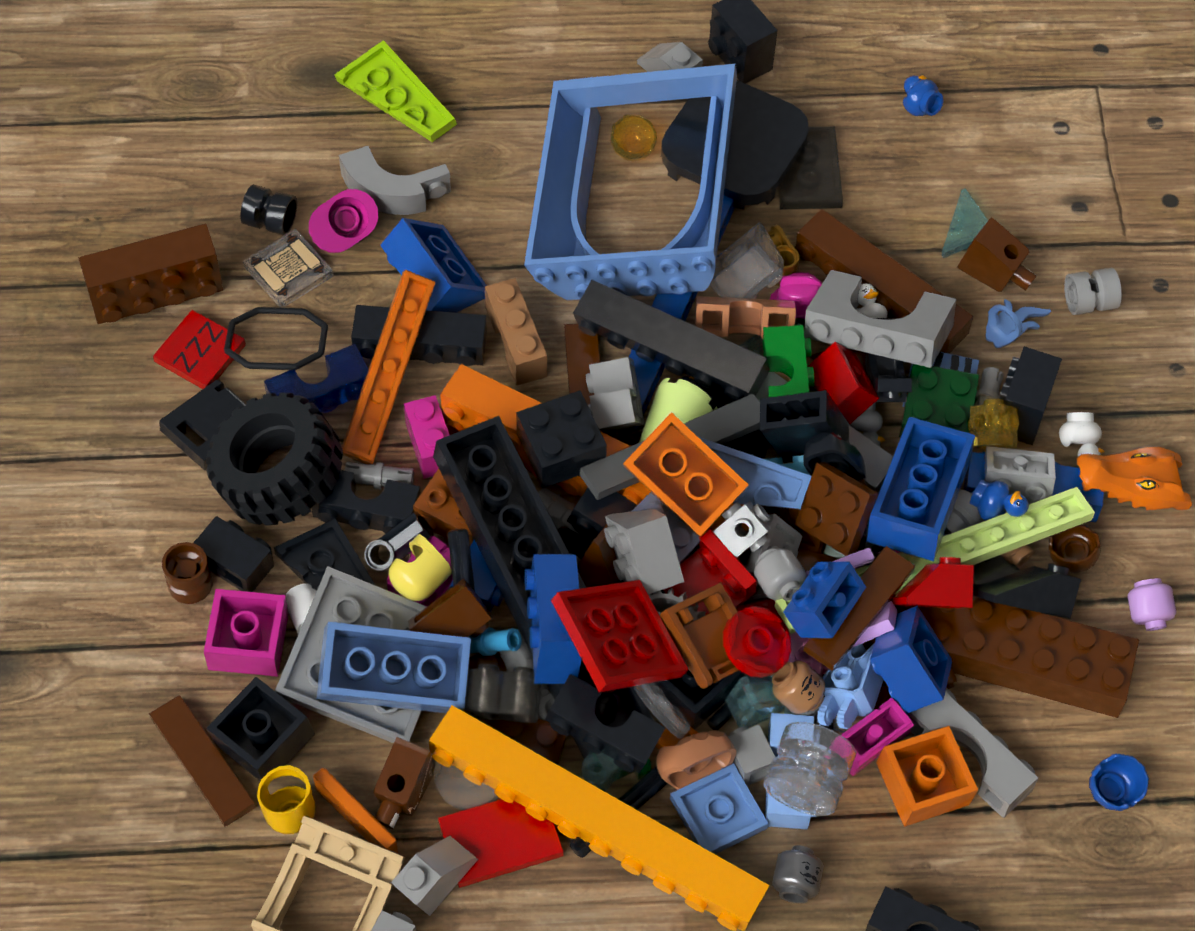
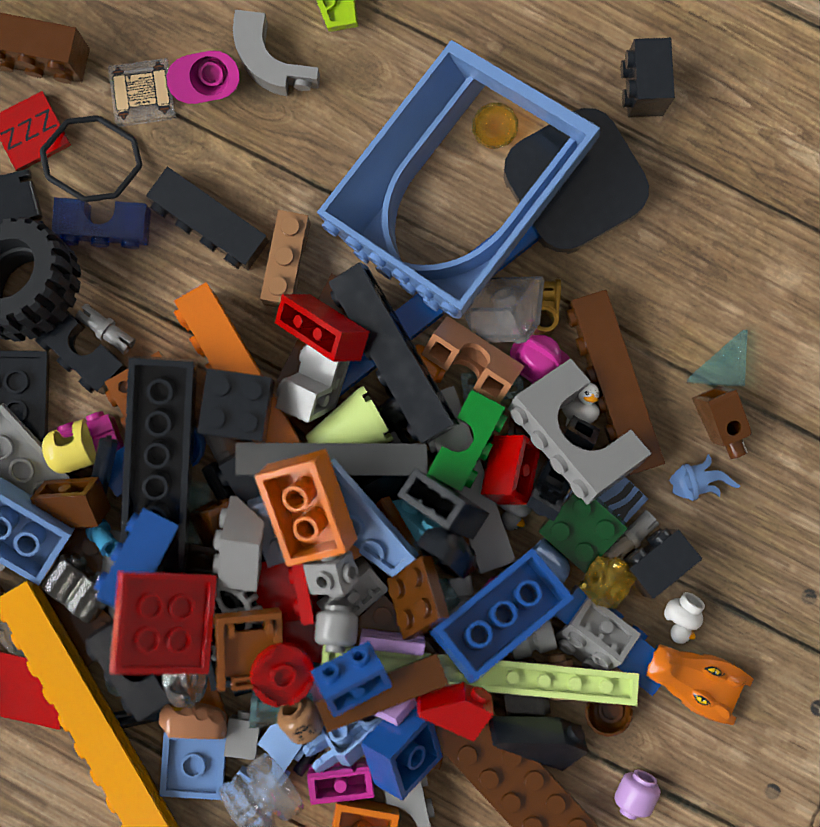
camera: 30 degrees right, 25 degrees up
(264, 208) = (148, 24): black wheel -> none
(387, 367) = (158, 240): orange tile -> none
(397, 541) = (77, 405): black piece -> none
(425, 427) = (158, 321): dark pink brick -> none
(435, 255) = (257, 160): blue slope -> none
(598, 345) = (321, 327): none -> red brick
(669, 57) = (574, 68): light grey slope -> none
(815, 175) = (629, 246): clear smoke tile -> none
(922, 96) = (770, 221): blue animal -> none
(994, 497) = (561, 650): blue animal -> none
(1096, 290) = (795, 496): light grey wheel -> none

